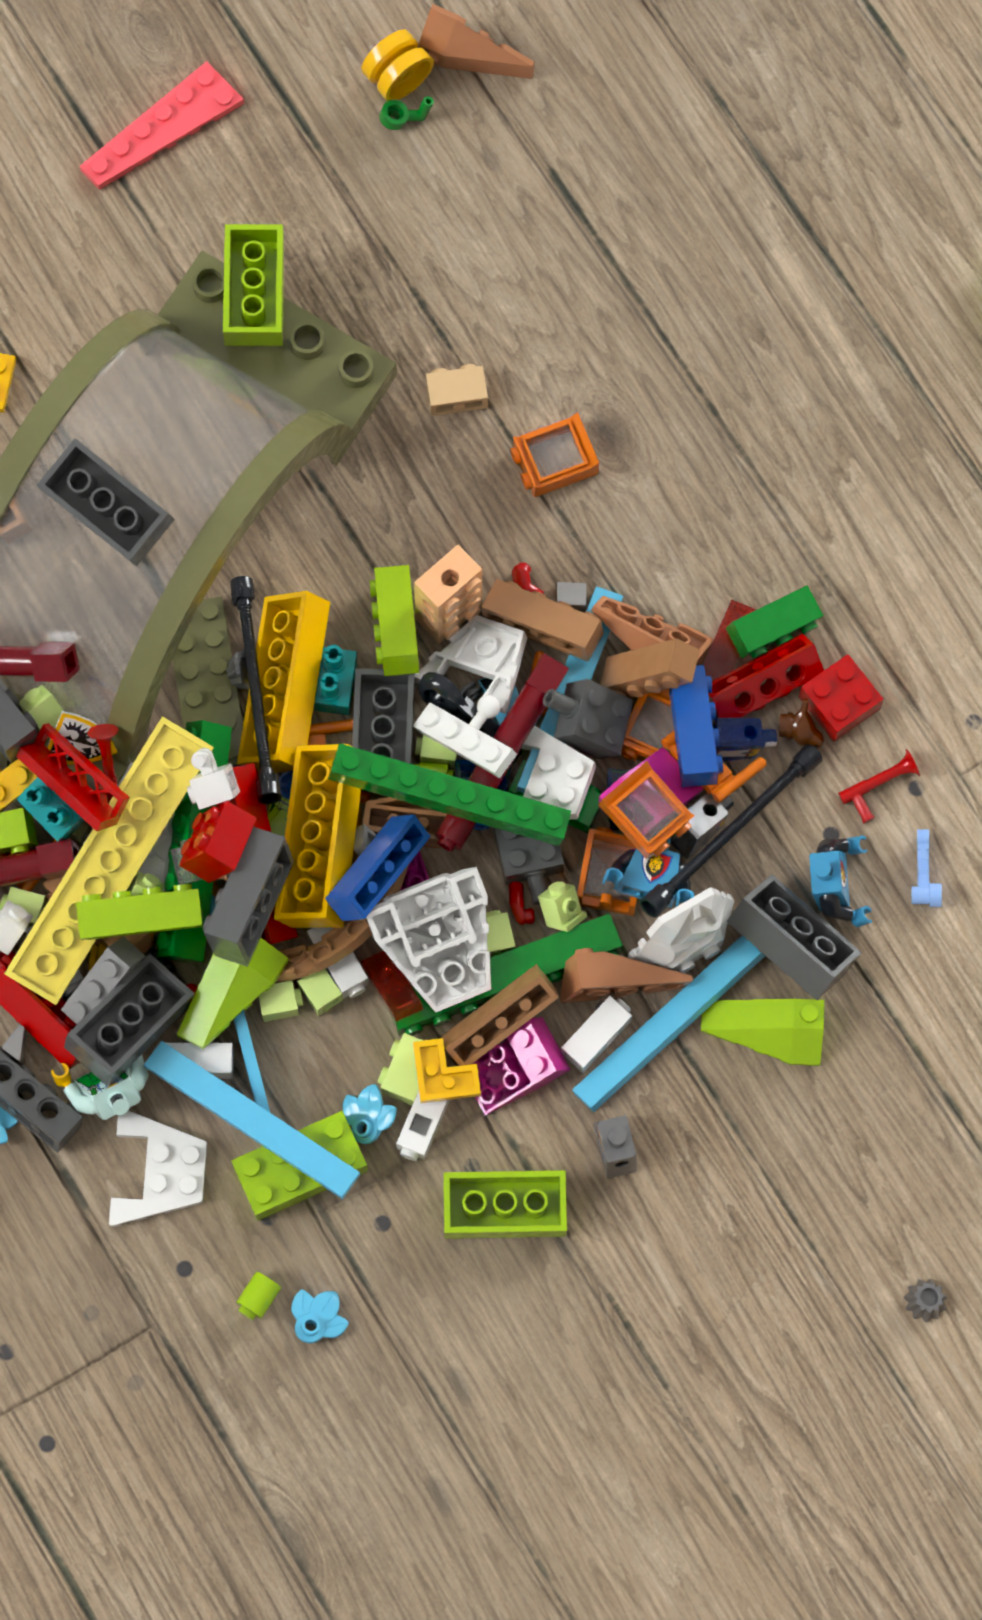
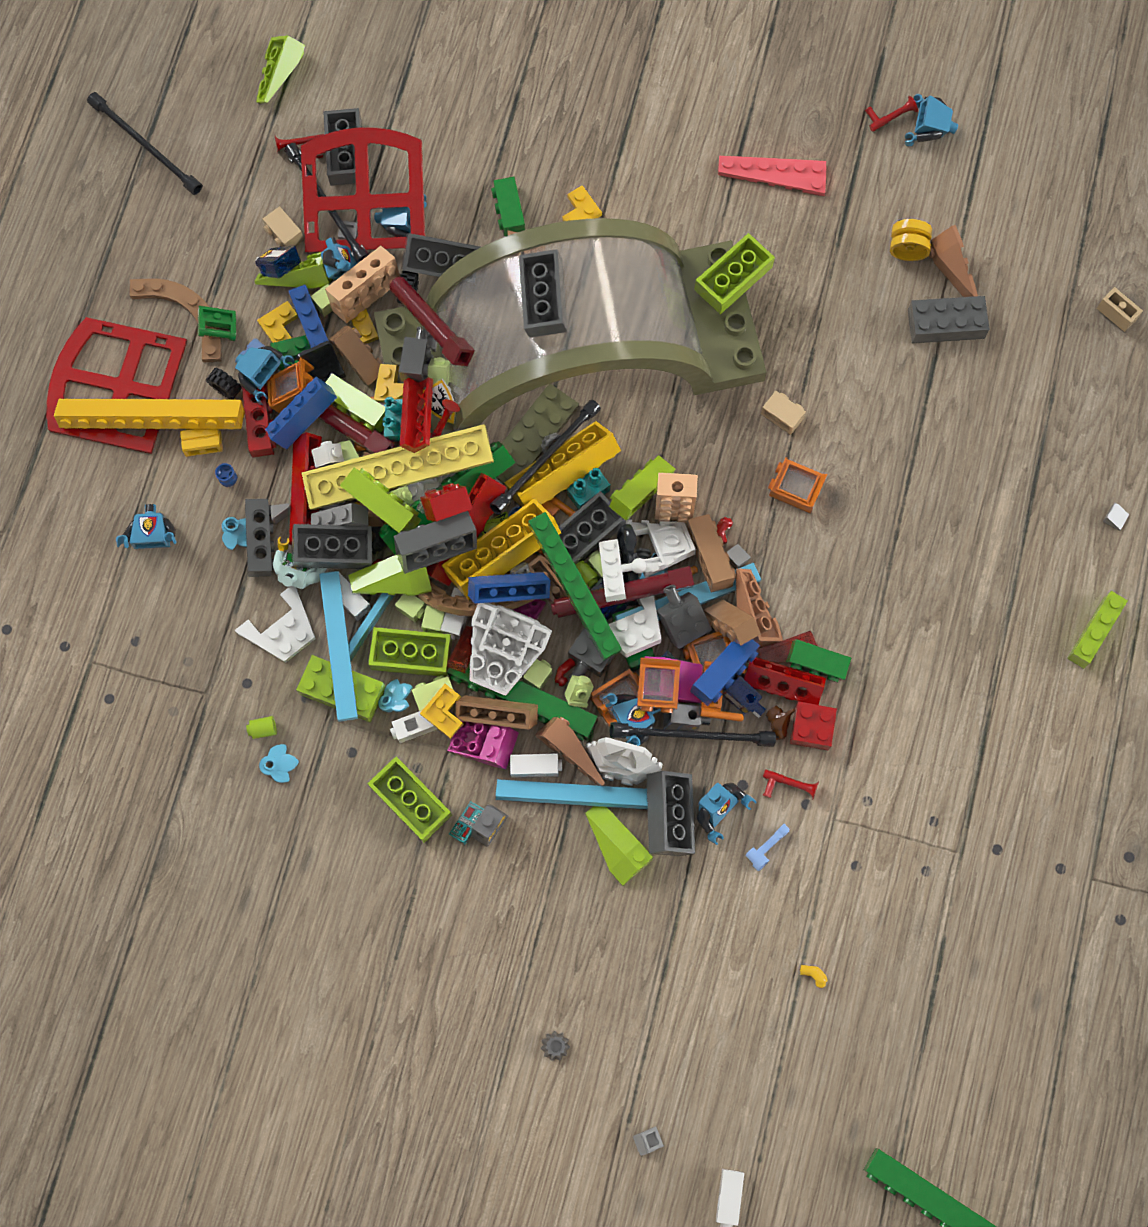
camera: 50 degrees right, 0 degrees up
(213, 783) = (472, 474): white brick -> none
(334, 1049) = (410, 652): none -> lime brick
(402, 114) = (891, 260): green plate -> none
(526, 117) = (948, 319): none -> dark grey brick
(589, 1167) = (463, 827): none -> slope
(916, 168) = (1116, 516): none -> slope

